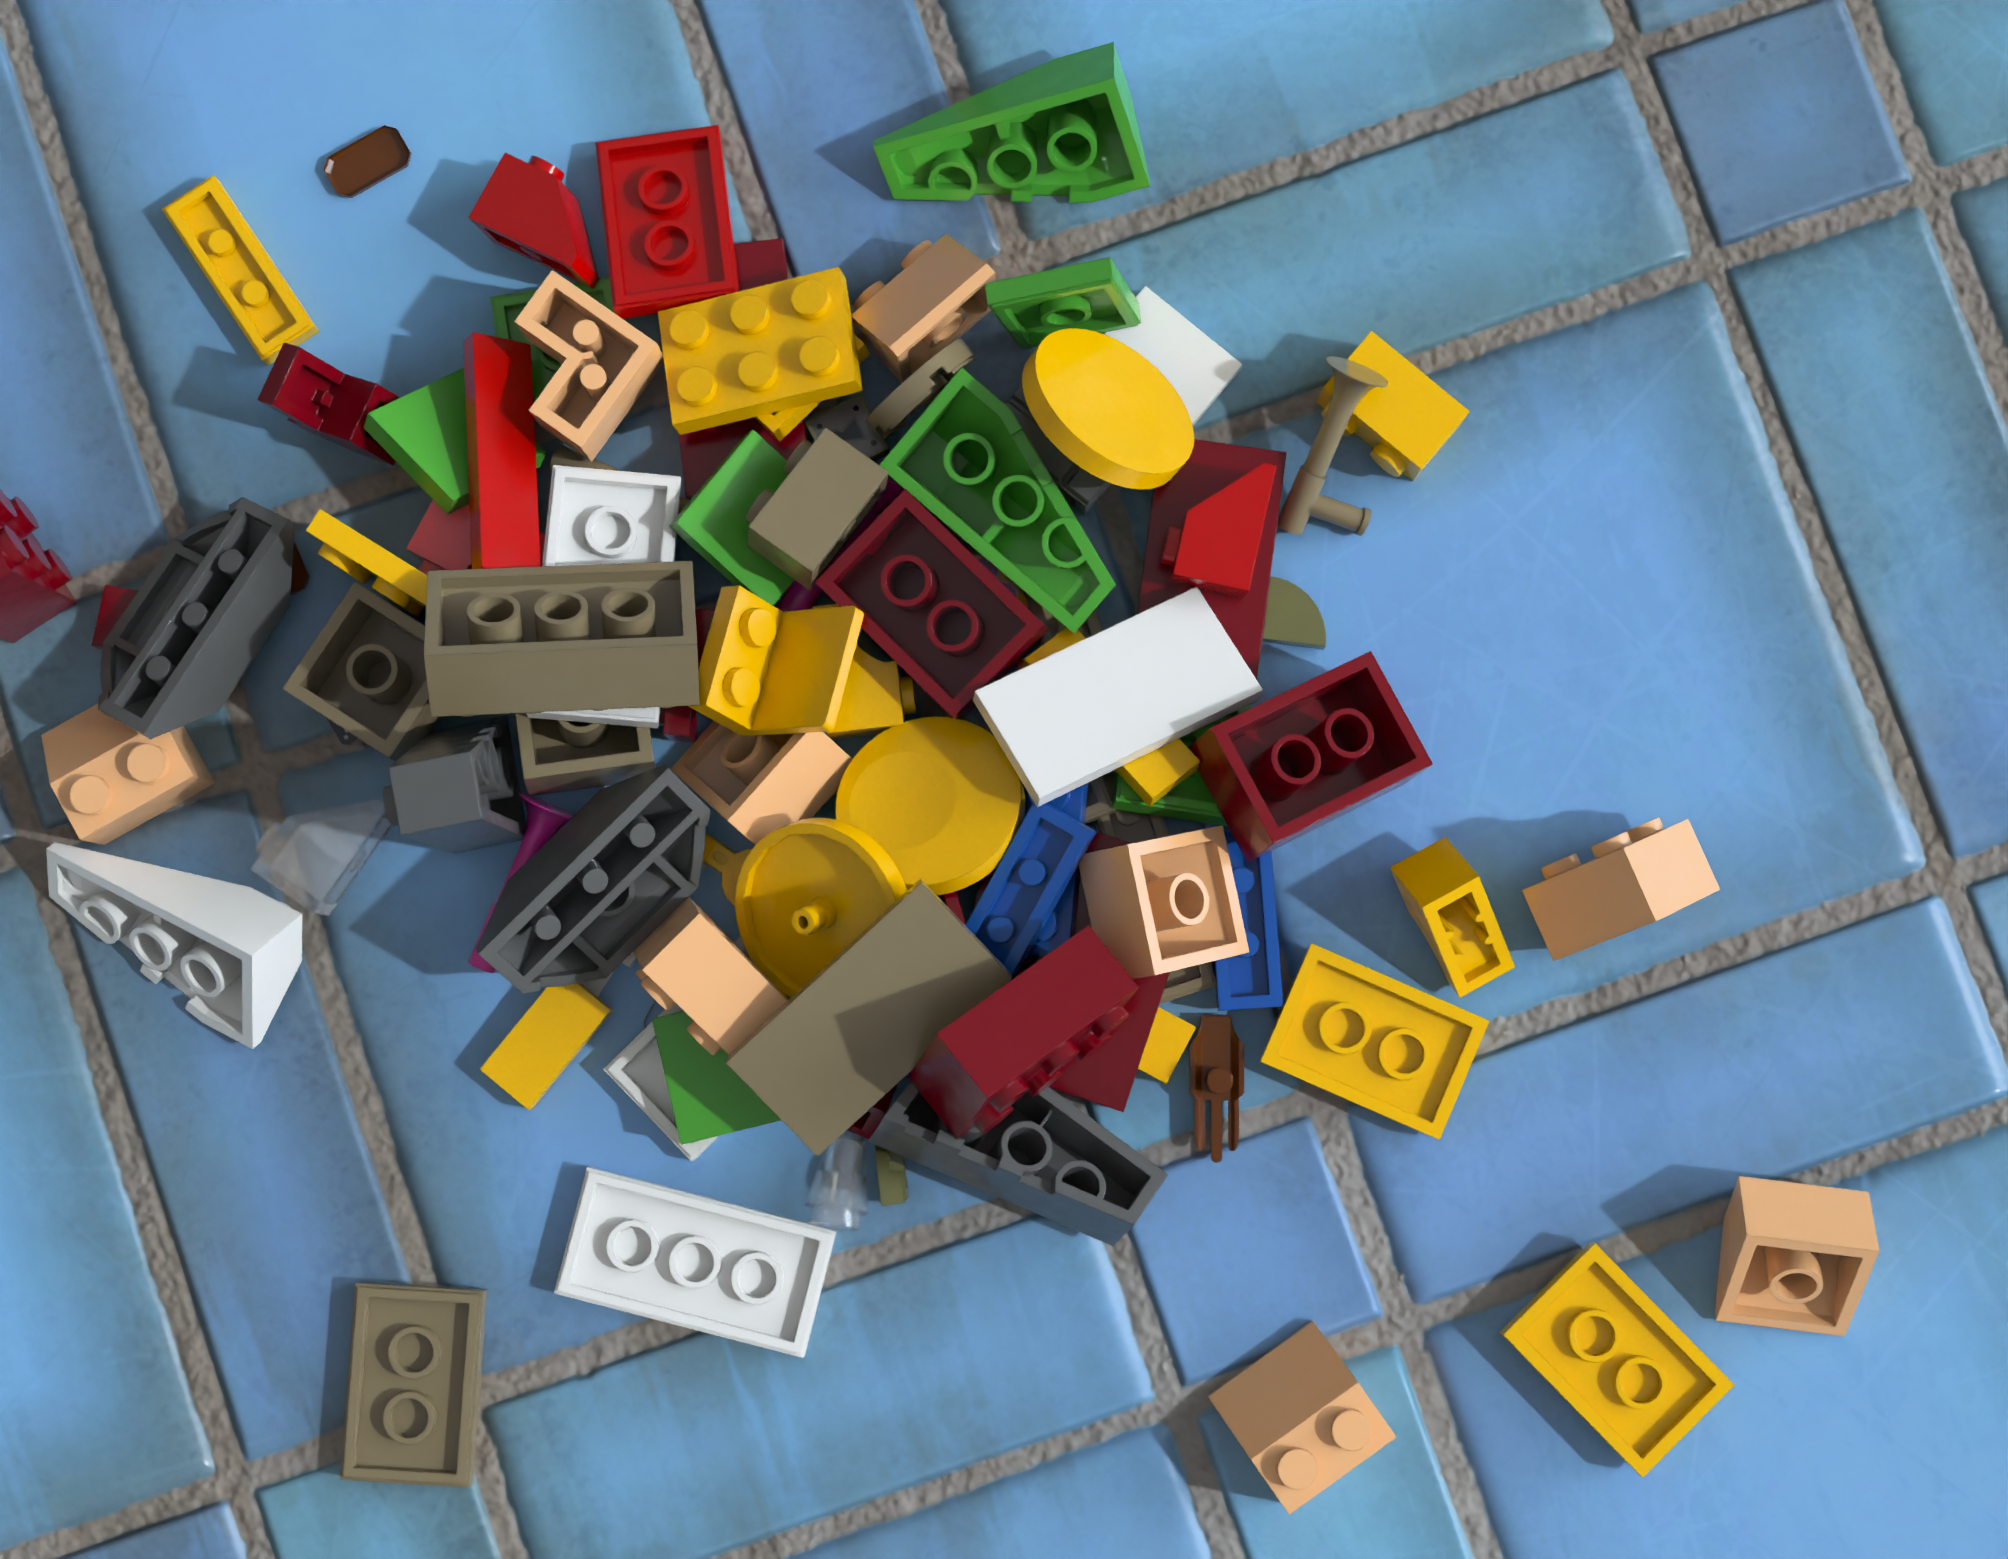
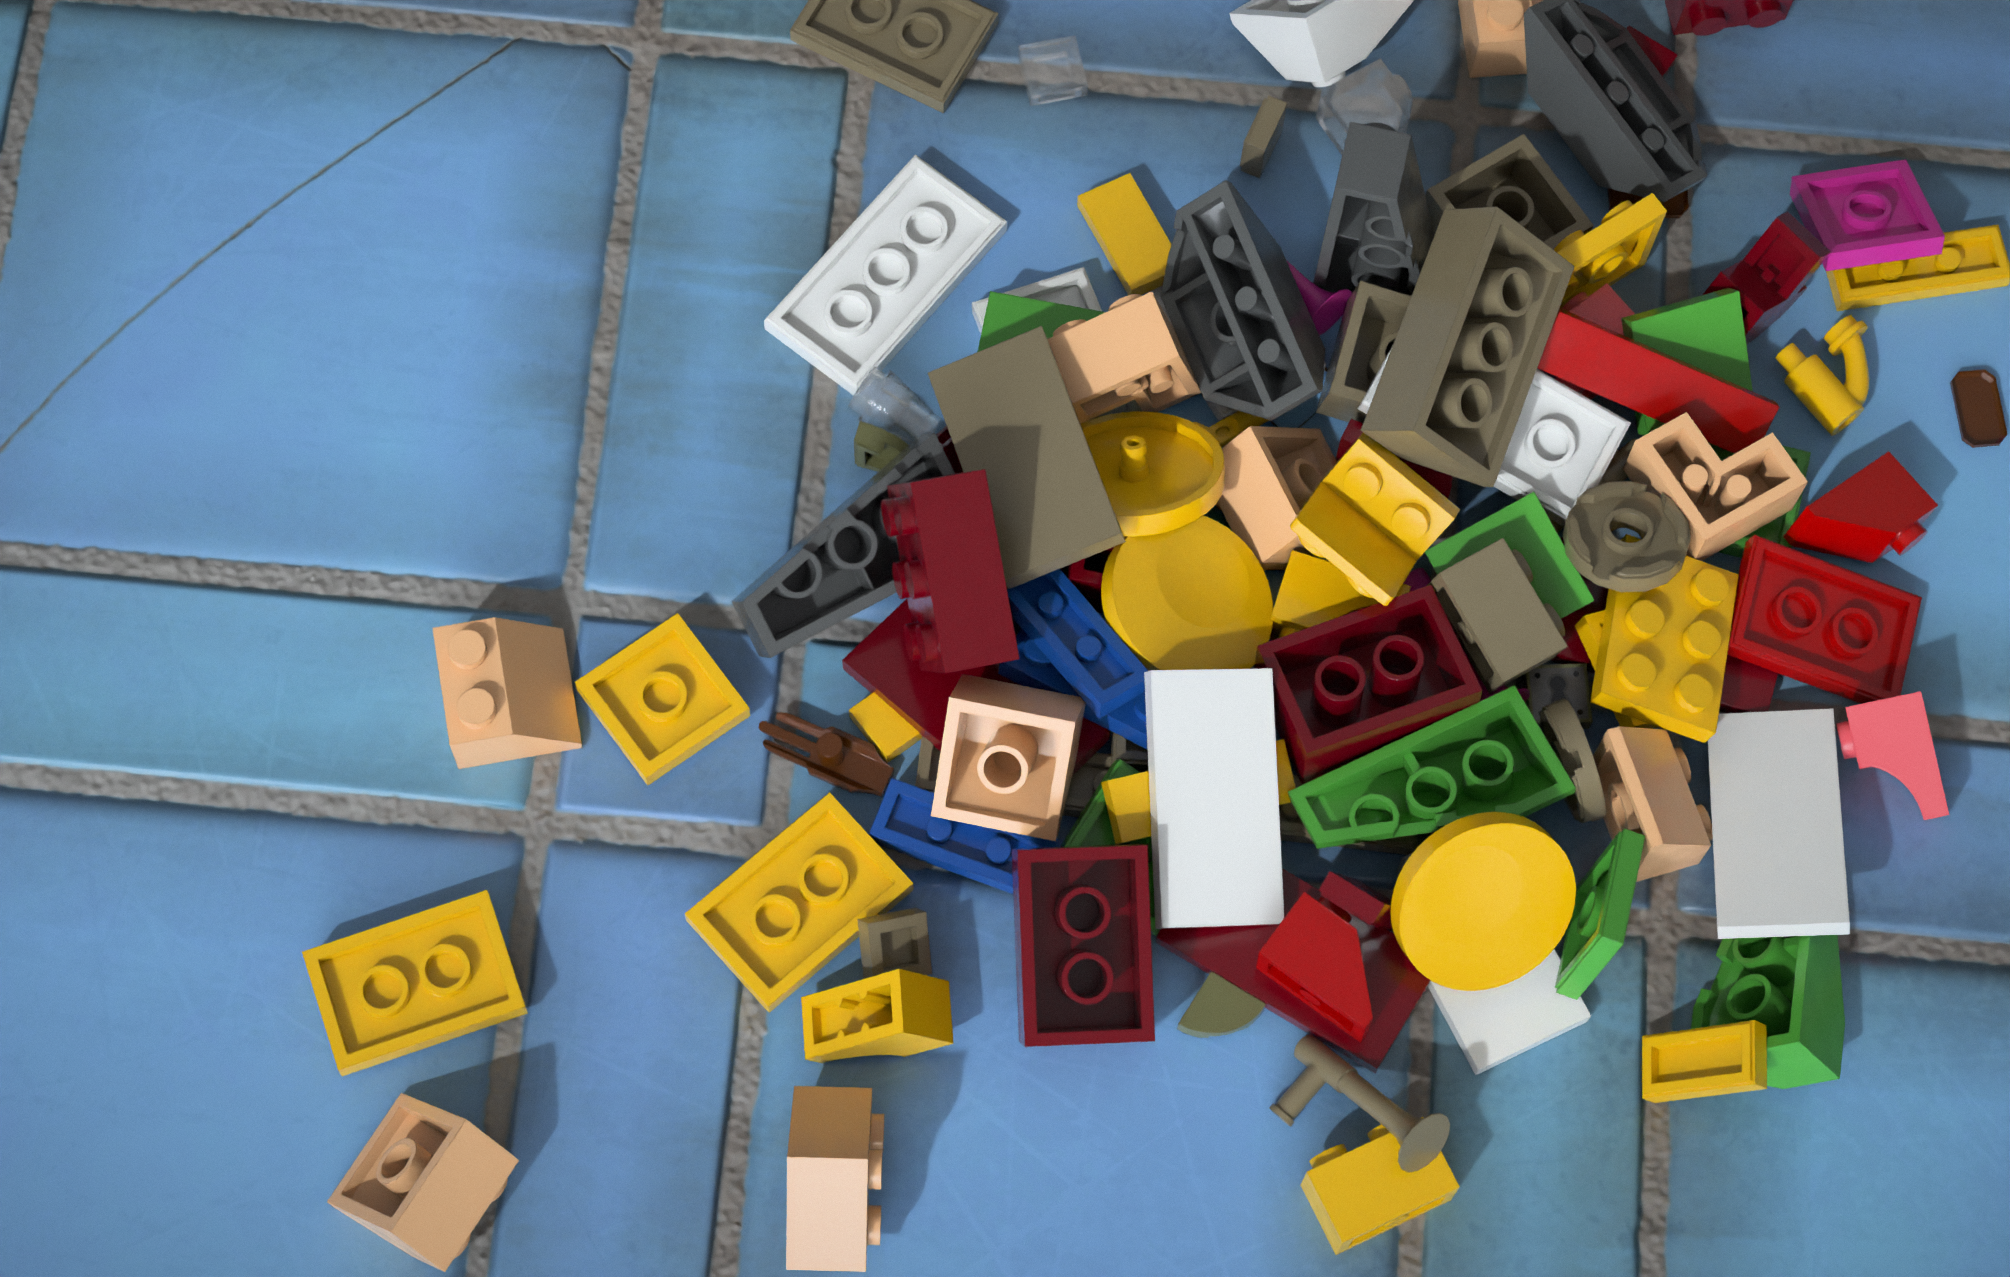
camera: 105 degrees right, 15 degrees down
(211, 332) = (1867, 214): none -> dark pink plate
(381, 953) = (1263, 136): none -> dark tan tile
(394, 1199) = (1052, 70): none -> clear tile
(417, 315) = (1818, 388): none -> yellow plant
(717, 425) = (1623, 564): none -> dark tan tile
(763, 109) = (1897, 740): none -> coral arch
(896, 181) = (1777, 825): none -> white tile
(1148, 521) = (1358, 899): none -> dark red tile
(1151, 165) = (1704, 1061): none -> yellow tile
(1238, 1265) = (662, 699): none -> yellow plate
(1378, 932) = (895, 942): none -> dark tan plate

